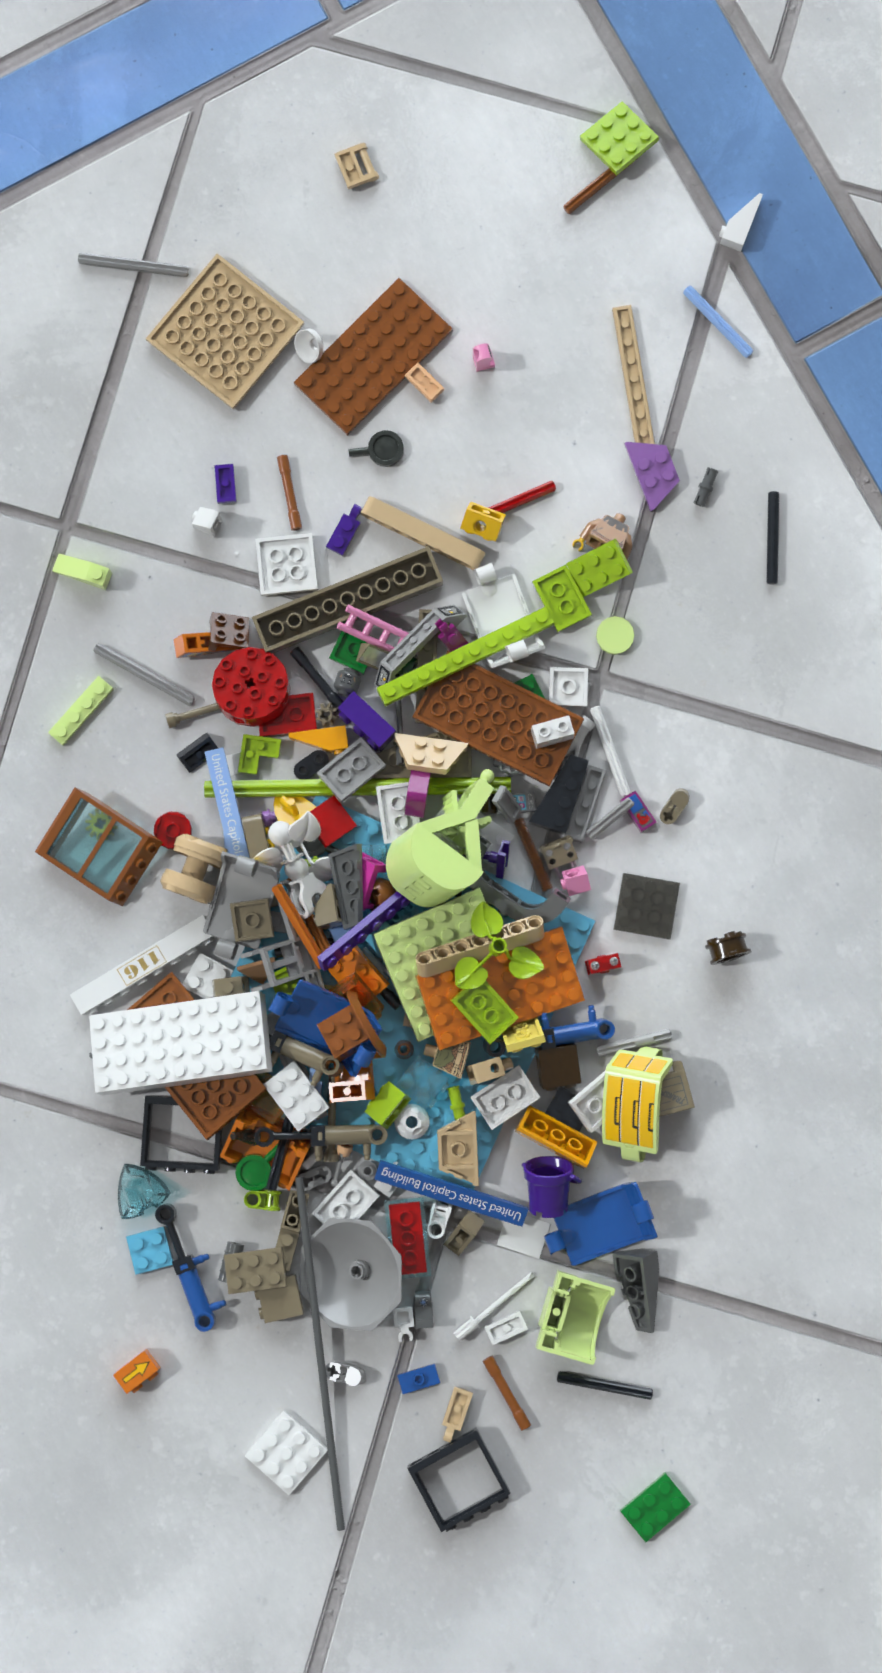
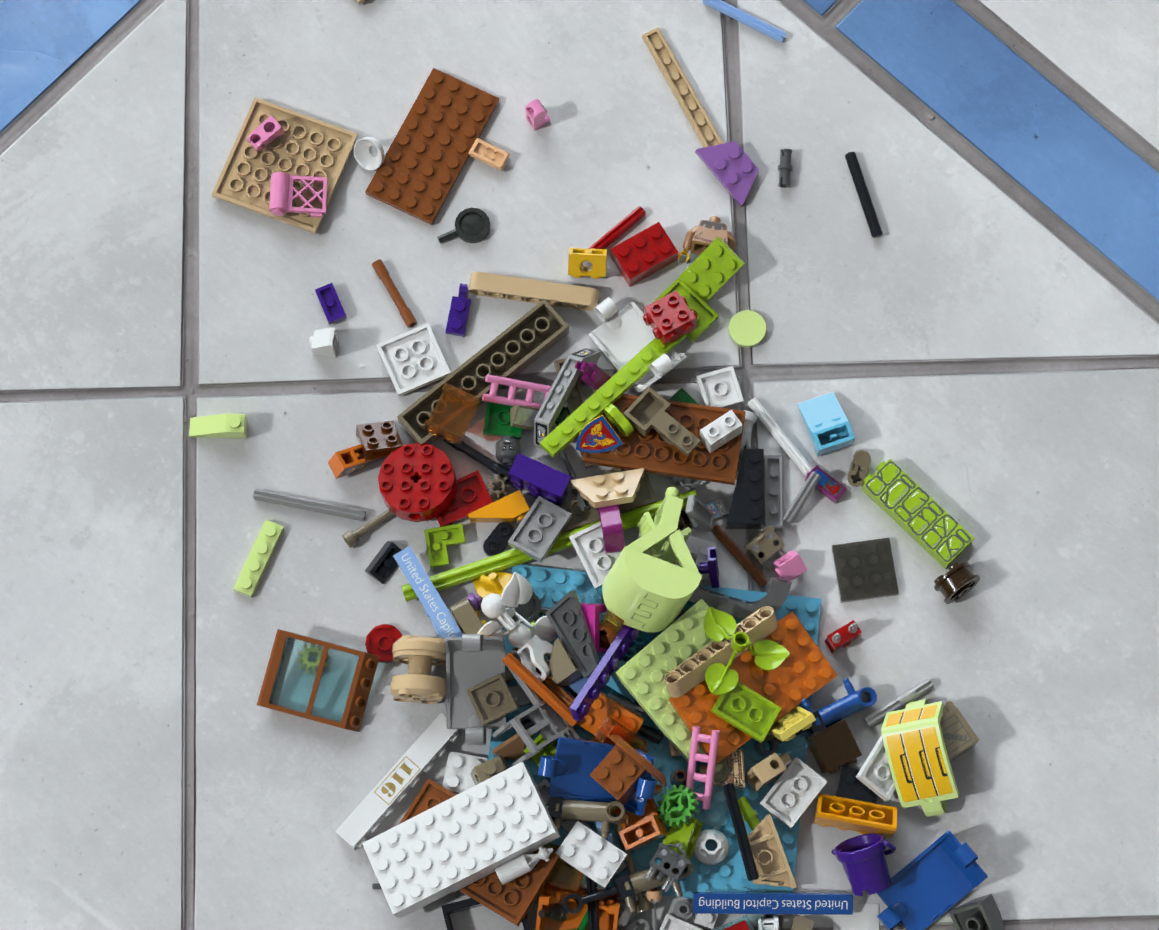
camera: 20 degrees left, 10 degrees down
(133, 264) = (177, 132): light grey axle -> none
(211, 363) = (282, 194): none -> bright pink piece
(214, 294) = (265, 134): none -> bright pink leg
(227, 1086) = (521, 865): none -> white wheel
(303, 633) = (453, 413): none -> clear orange panel
(333, 821) = (542, 581): red tile -> none
(370, 1126) = (668, 857): none -> dark grey piece
(383, 1081) = (677, 806): none -> bright green gear
(387, 885) = (612, 622): none -> clear yellow tile
(414, 1051) = (694, 756): none -> bright pink bar
(434, 700) = (598, 437): none -> shield
(442, 1120) = (740, 831): none -> black axle
(459, 689) = (618, 420): none -> lime beam
(492, 692) = (651, 412): none -> dark tan plate
(540, 530) = (644, 254): none -> red brick
(542, 603) = (670, 317): none -> red brick
(658, 753) = (826, 424): none -> medium azure slope
(714, 868) = (917, 513): none -> lime brick

